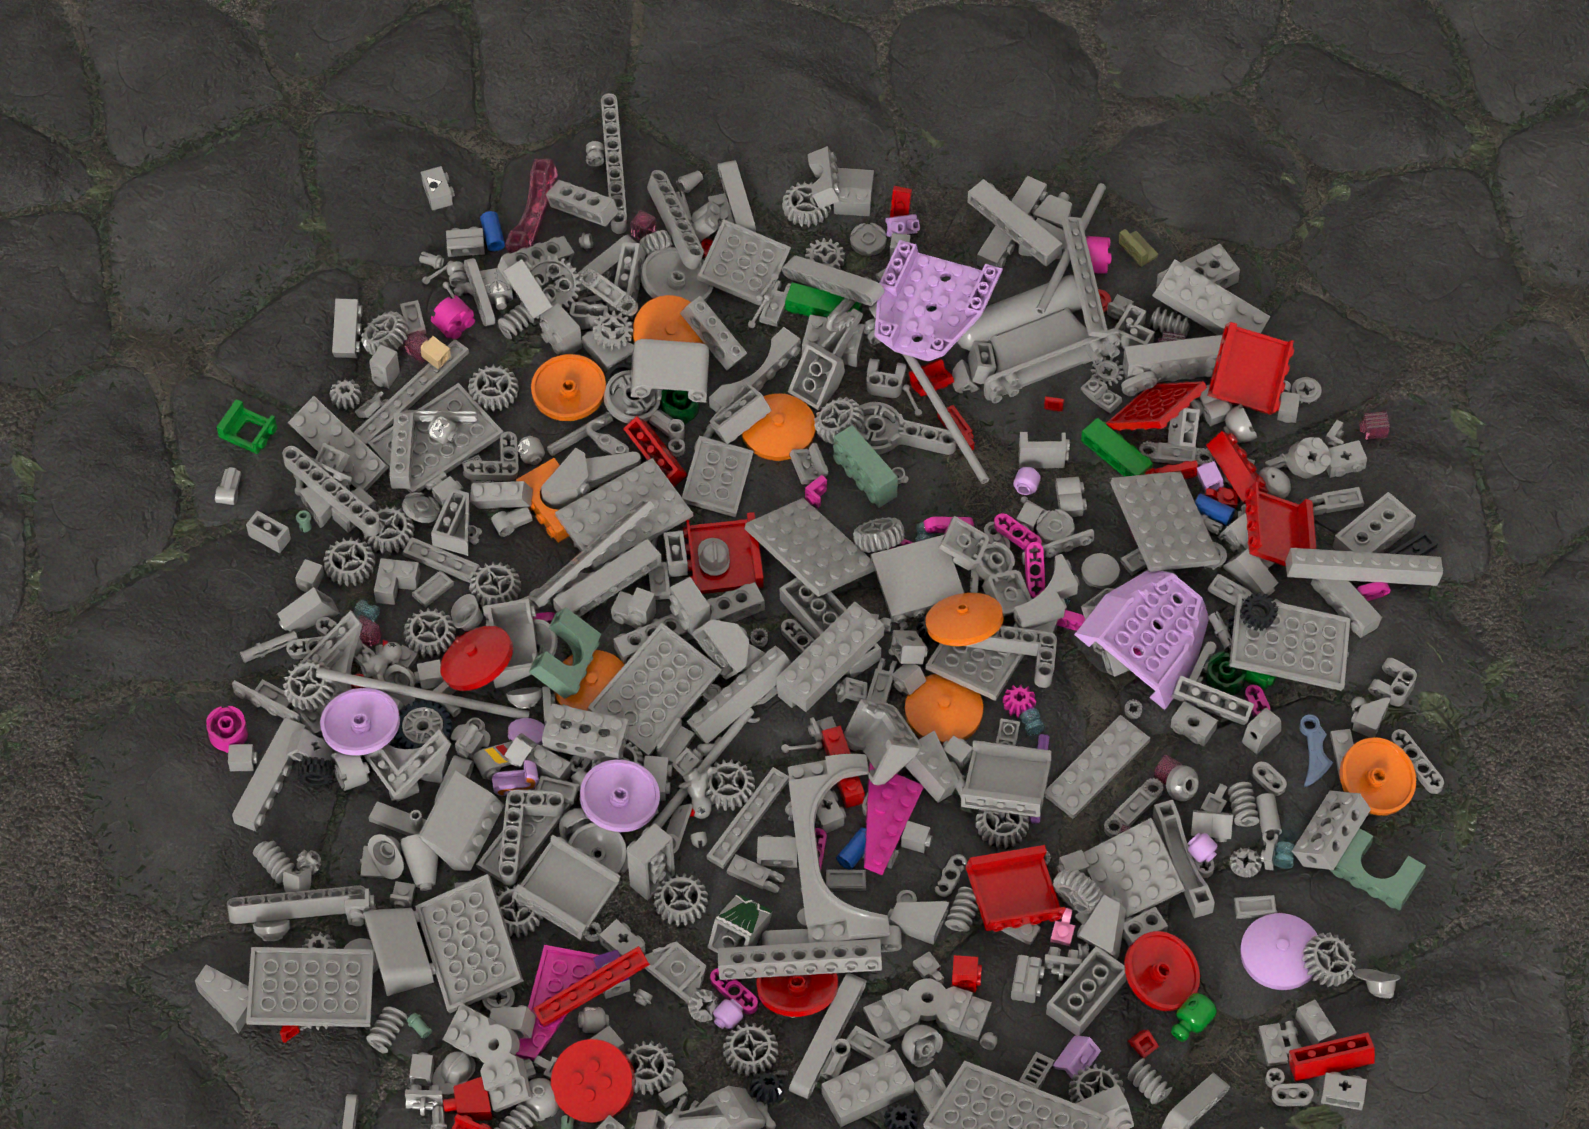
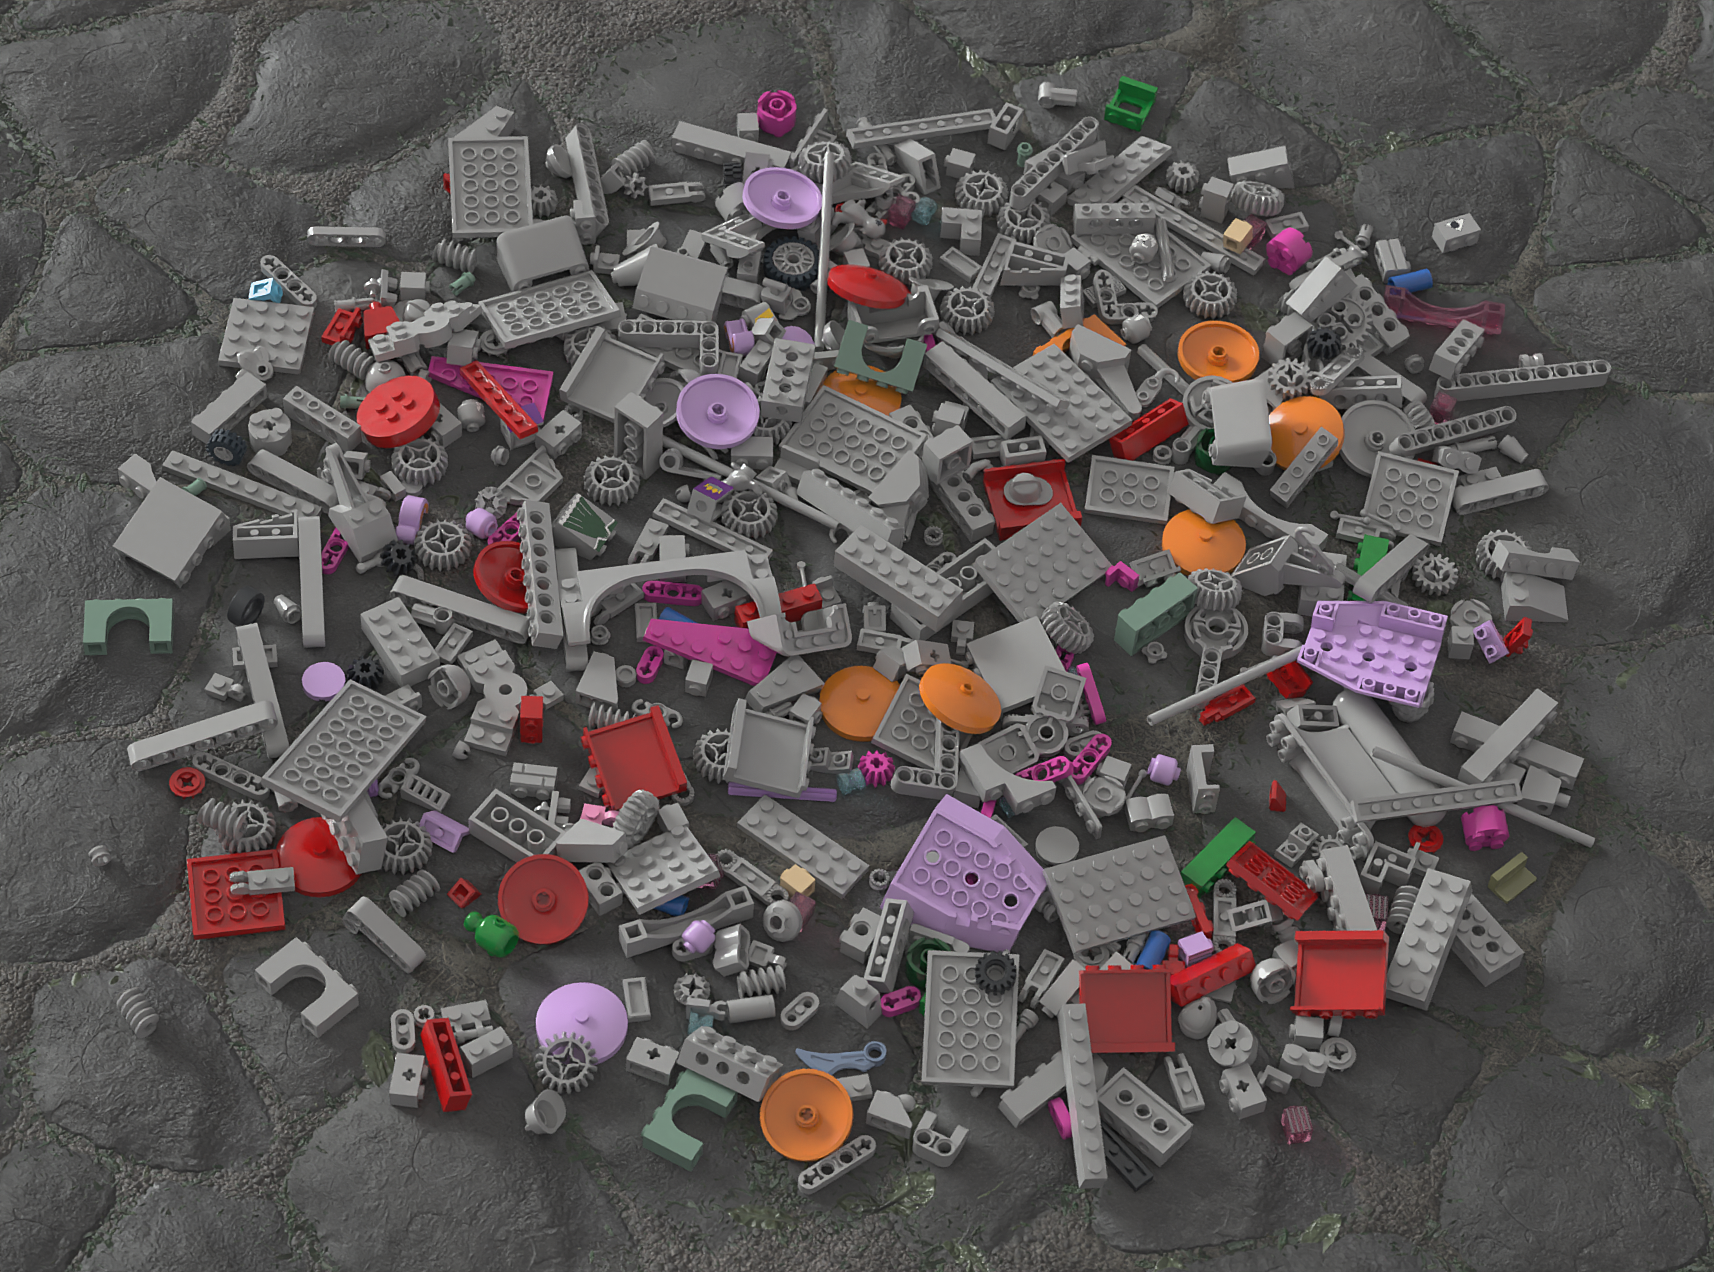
camera: 80 degrees right, 5 degrees down
(264, 603) = (920, 128): none -> light grey plate
(319, 829) = (676, 193): none -> light grey hinge
(453, 376) = (1219, 262): none -> light grey cone
(578, 297) = (1324, 343): none -> black gear
(719, 812) = (708, 493): none -> light grey piece
(719, 1073) = (411, 518): none -> lavender animal
(895, 879) = (653, 666): none -> dark pink beam
(1139, 770) = (797, 880): none -> tan brick
(1320, 904) = (652, 1061): none -> light grey brick
(1321, 413) = (1304, 1065): none -> light grey brick

